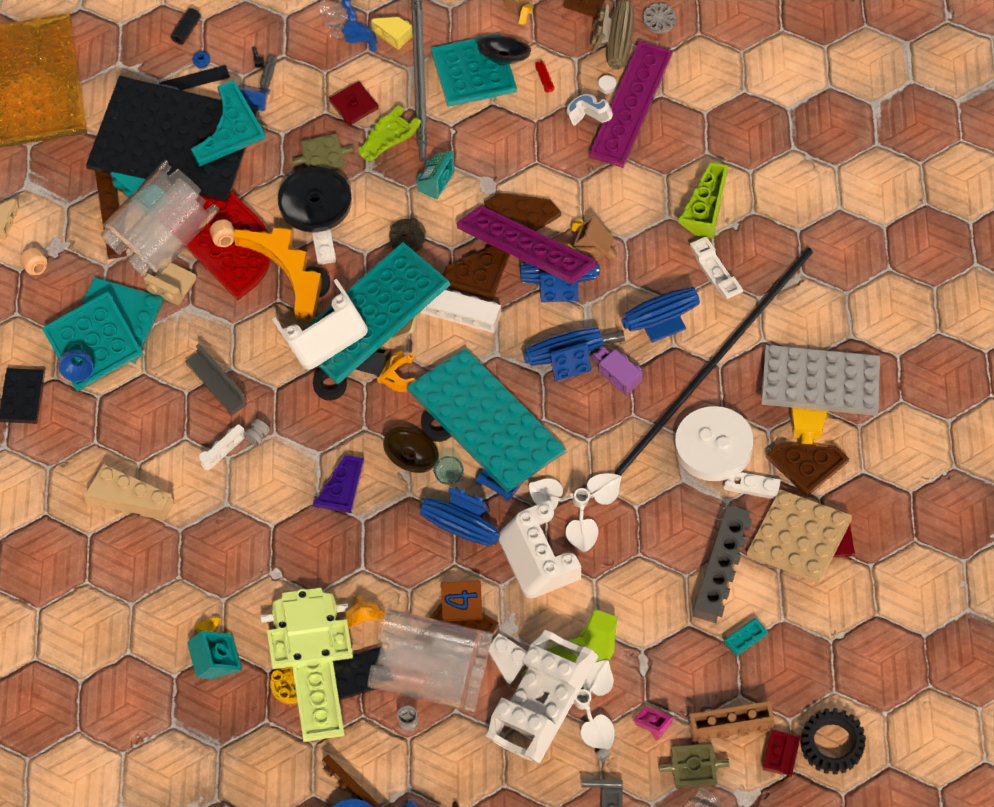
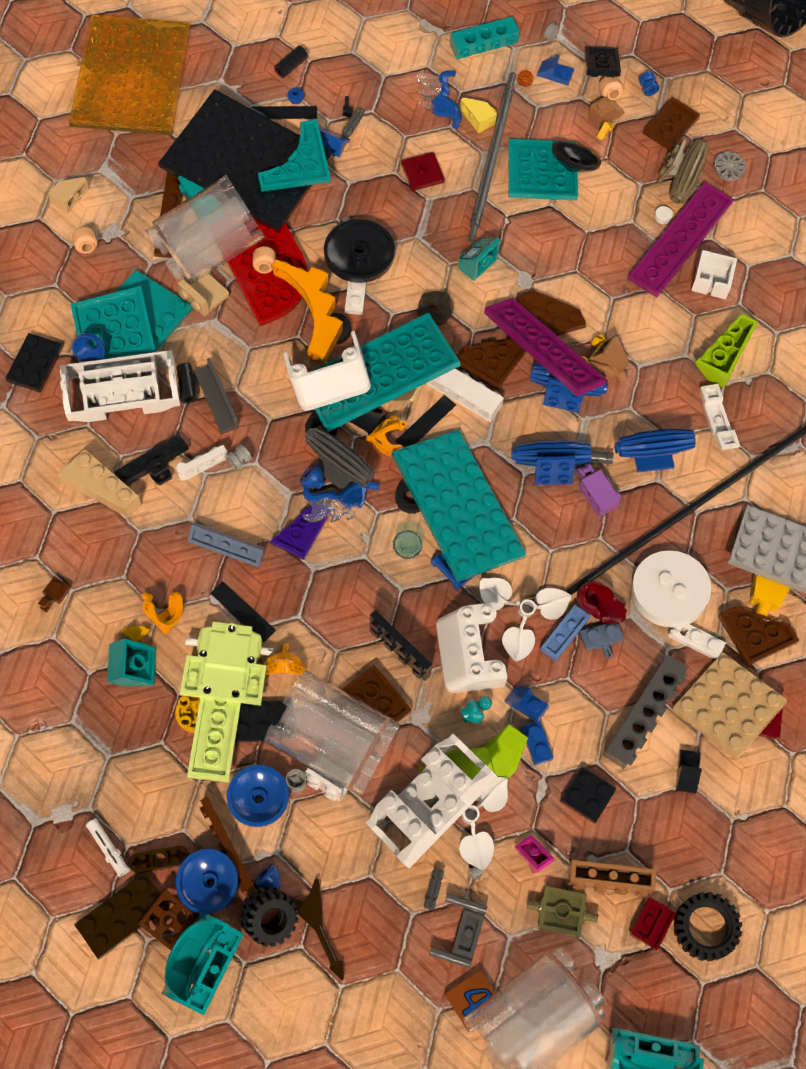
camera: 10 degrees right, 5 degrees up
(115, 609) = (53, 592): none -> reddish brown plate
(118, 394) = (119, 385): none -> white piece
(174, 459) = (153, 462): none -> black plate
(182, 374) = (186, 383): none -> black axle
(239, 596) = (173, 611): none -> light orange helmet
(271, 518) = (226, 544): none -> sand blue plate
(305, 577) = (242, 611): none -> black sticker
(323, 152) = (381, 210): olive plate -> none
(336, 432) = (313, 477): none -> blue brick
(357, 408) = (339, 461): none -> dark grey plate
(366, 450) = (337, 504): none -> piece
(372, 729) = (254, 782): none -> blue dish
(387, 133) = (445, 207): lime animal -> none
(410, 449) = (377, 514): dark brown dish -> none
(431, 349) = (426, 422): none -> black sticker
(441, 714) = (332, 789): none -> white bracket
(461, 517) = (406, 594): blue plate -> none
(461, 601) = (382, 678): dark orange tile -> none
(470, 566) = (401, 646): none -> black plate
(507, 657) = (411, 747): white wing -> none
(544, 76) = (606, 192): red axle -> none
(556, 607) = (472, 709): none -> teal animal
(567, 780) = (433, 889): none -> dark grey axle
(588, 105) = (641, 230): white animal -> none
(606, 587) = (526, 703): none -> blue slope
(624, 512) = (565, 633): none -> medium blue plate
(627, 621) = (537, 743): none -> blue plate
(650, 474) = (601, 603): none -> dark red hair
(661, 507) = (602, 638): none -> sand blue plate
(673, 130) = (714, 274): none -> white piece
(689, 655) = (588, 795): none -> black plate
(745, 637) = (649, 793): teal plate -> none
(777, 608) = (688, 771): none -> black slope

